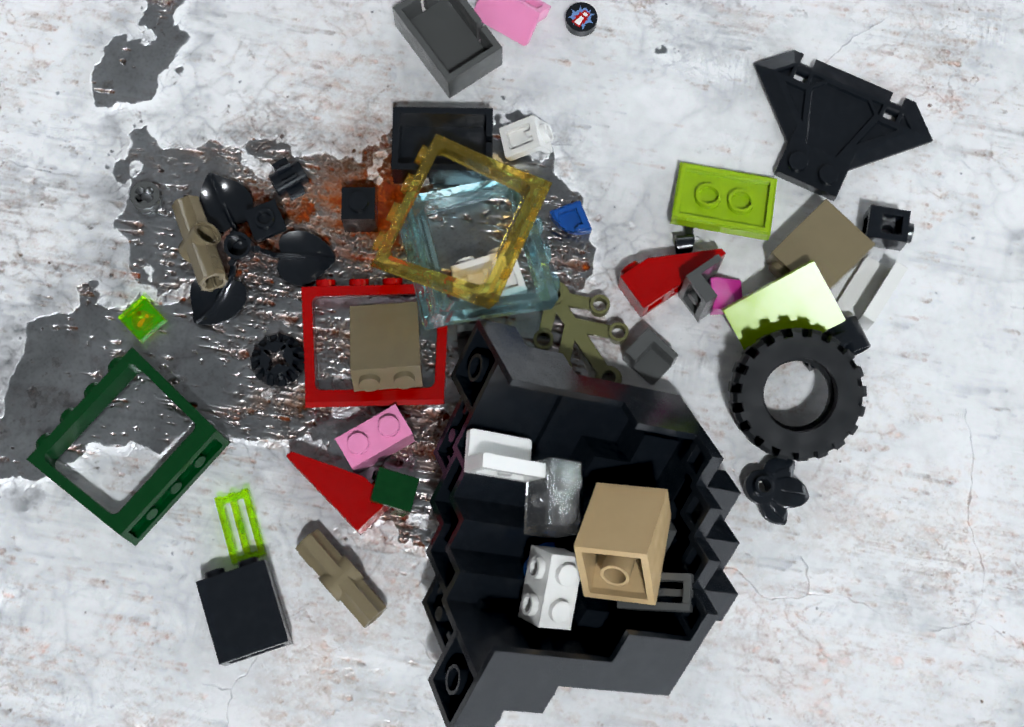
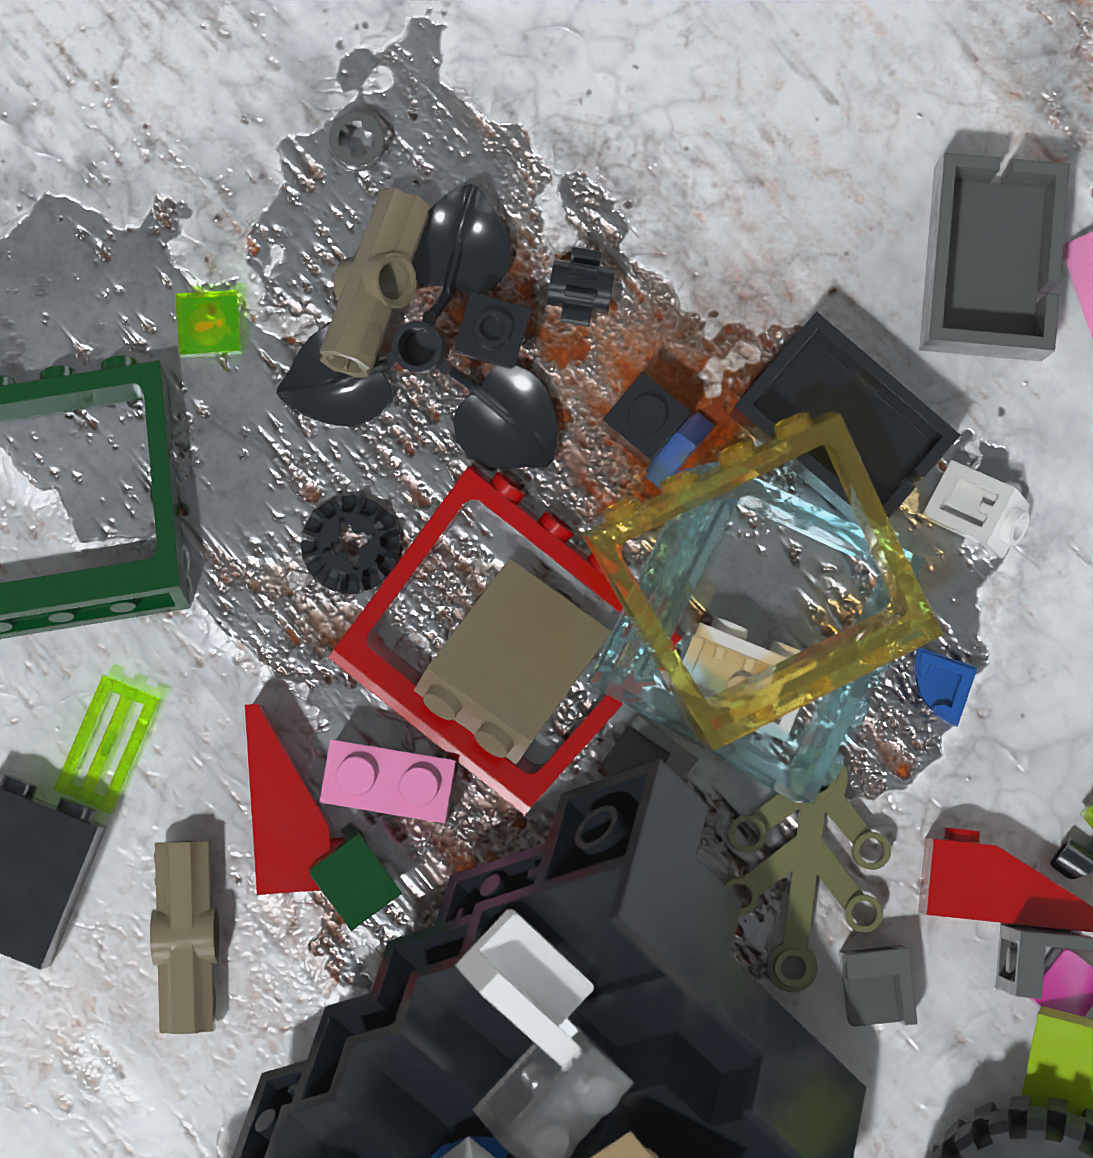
camera: 40 degrees right, 10 degrees up
(383, 204) = (679, 448): none -> blue tile

